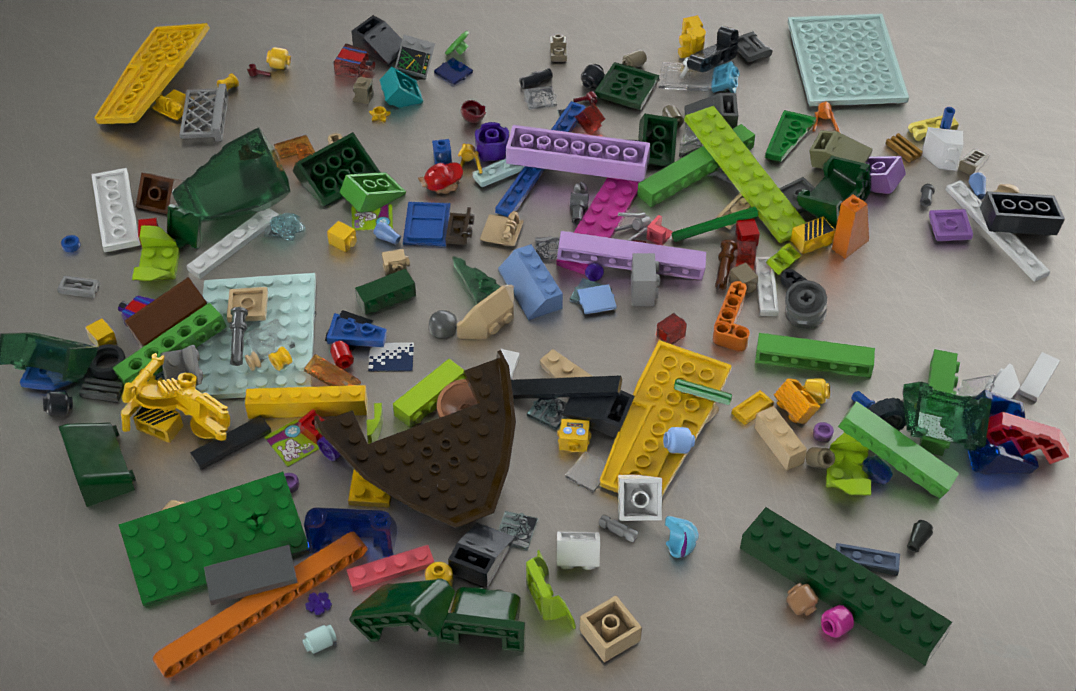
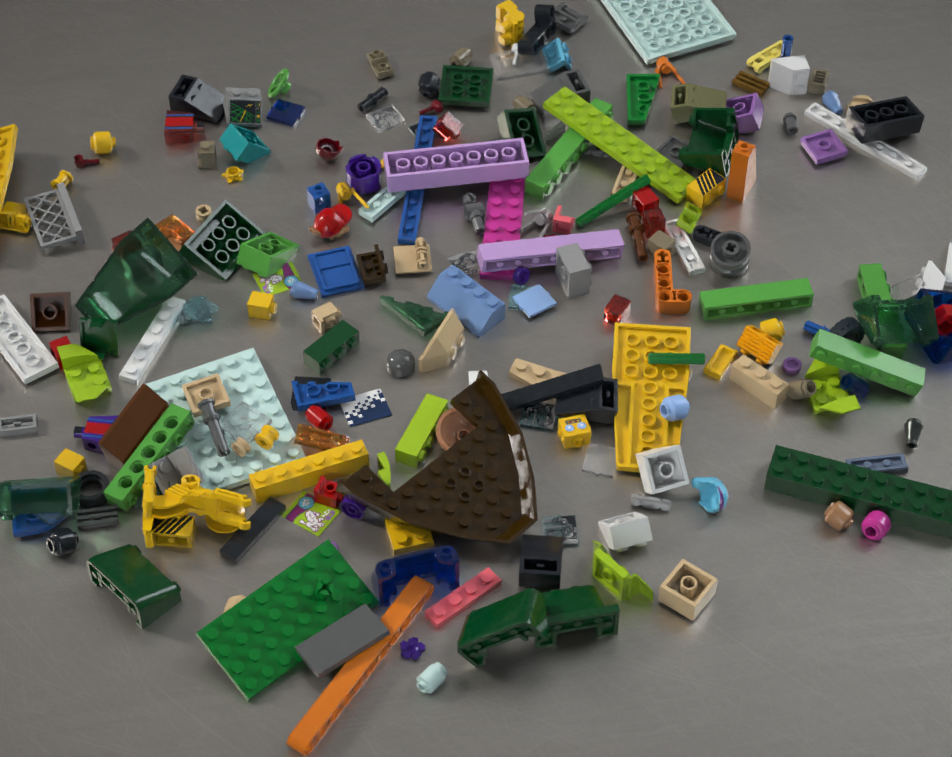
camera: 20 degrees left, 0 degrees up
(439, 570) = (512, 586): yellow head -> none

